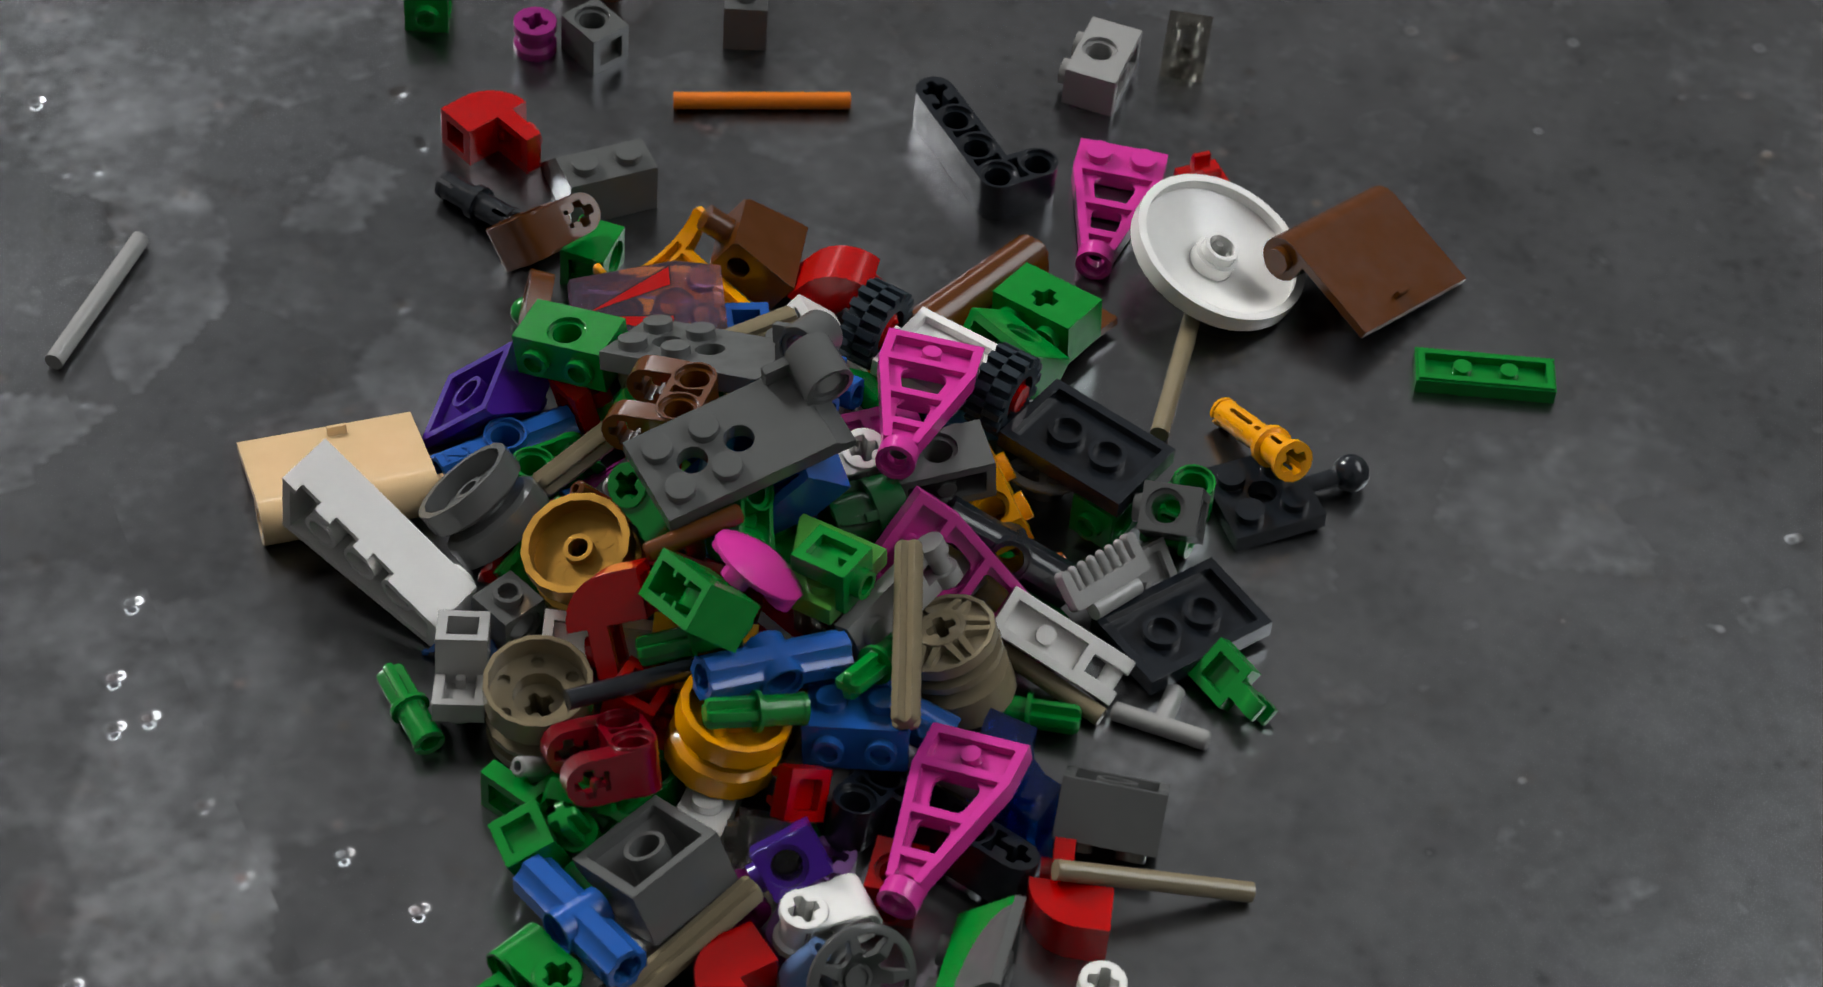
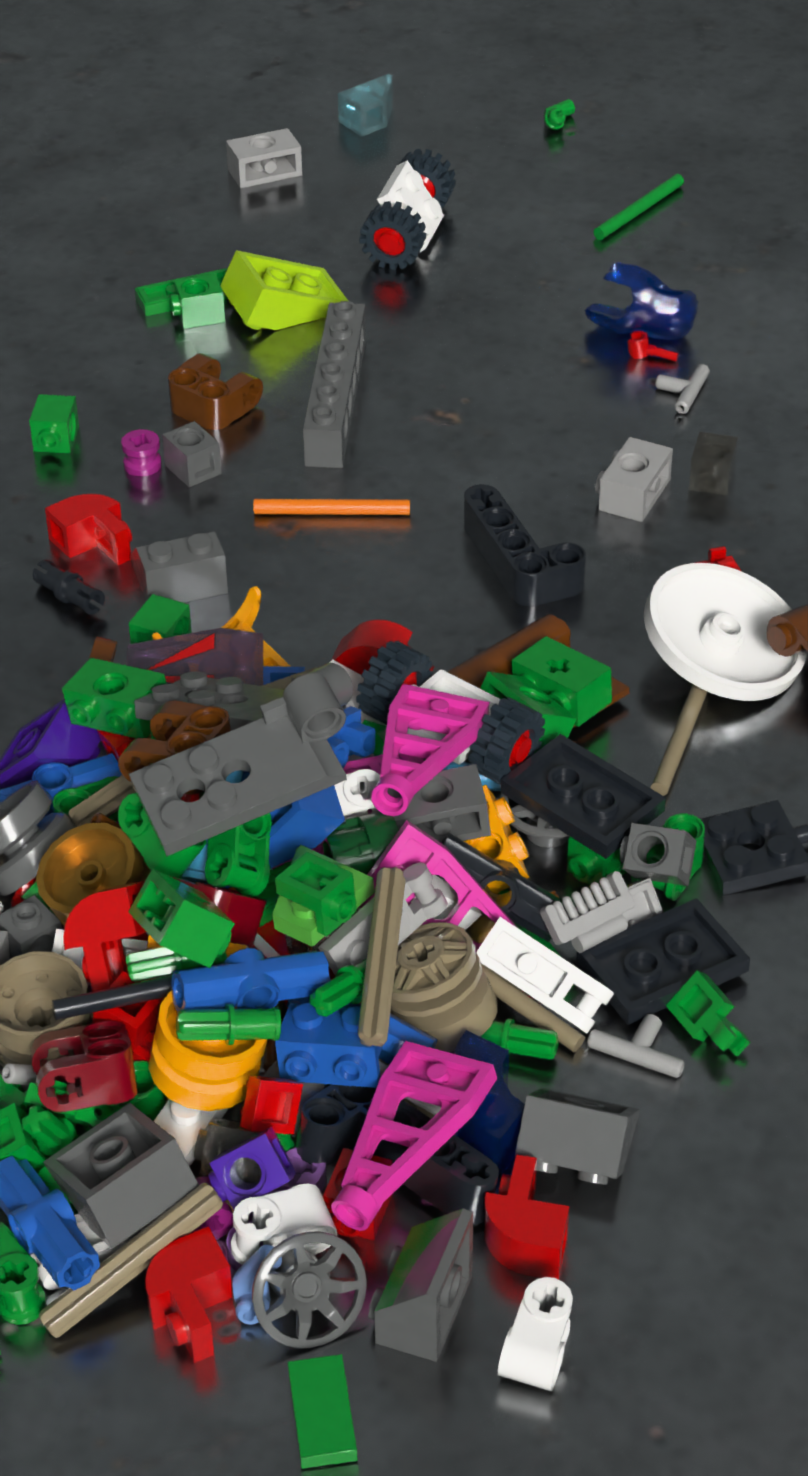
camera: 10 degrees right, 5 degrees down
(542, 230) = (114, 605): reddish brown piece -> none
(693, 535) = (189, 858): reddish brown piece -> none
(755, 249) = (303, 623): reddish brown torso -> none
(757, 566) = (243, 889): dark pink dish -> none
(1116, 168) = (637, 562): dark pink plate -> none
(1153, 880) = (610, 1200): dark tan bar -> none
(1268, 443) = (756, 795): light orange pin -> none

